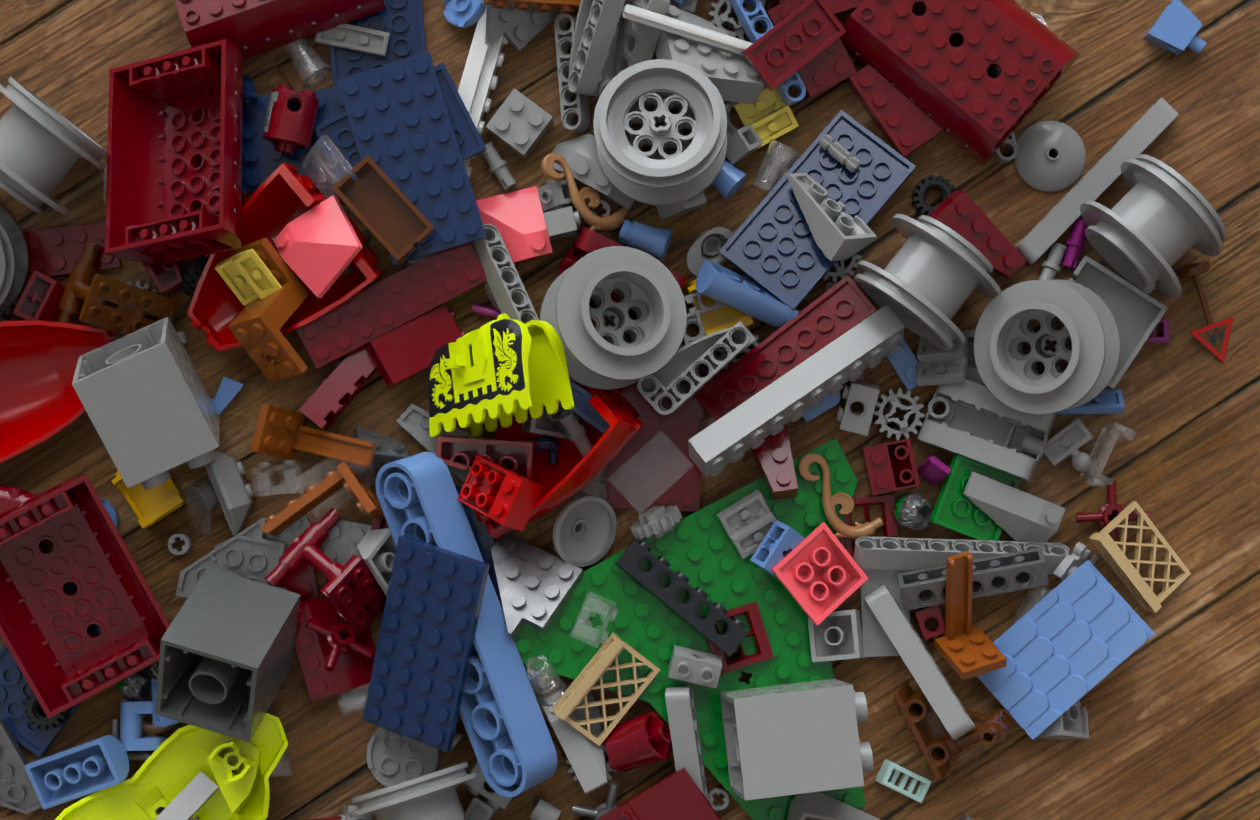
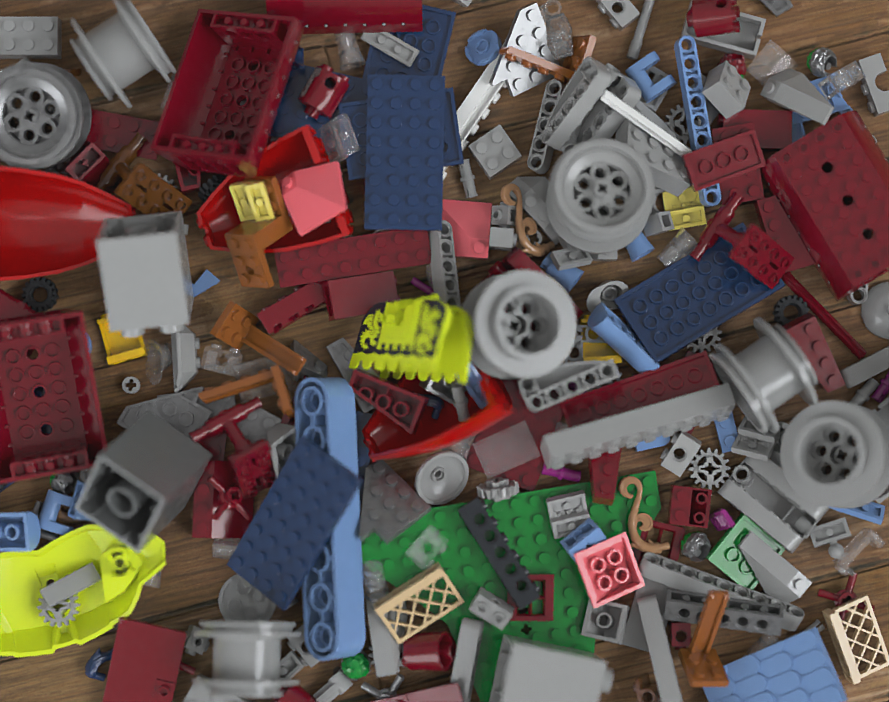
camera: 15 degrees right, 0 degrees up
(24, 462) = (51, 294): none -> black tyre
(384, 209) = (372, 185): reddish brown piece -> none
(499, 493) = (387, 428): red slope -> none
(558, 788) = (356, 666): none -> green piece
(649, 218) = (569, 257): none -> light grey plate
(726, 477) = (562, 473): none -> magenta pin
(831, 226) = (705, 309): light grey wedge -> none
(839, 153) = (724, 245): light grey axle -> none
(861, 136) = (751, 249): none -> dark red plate
(974, 188) = (824, 315): none -> dark red axle
(1072, 562) = (803, 624): light grey plate -> none

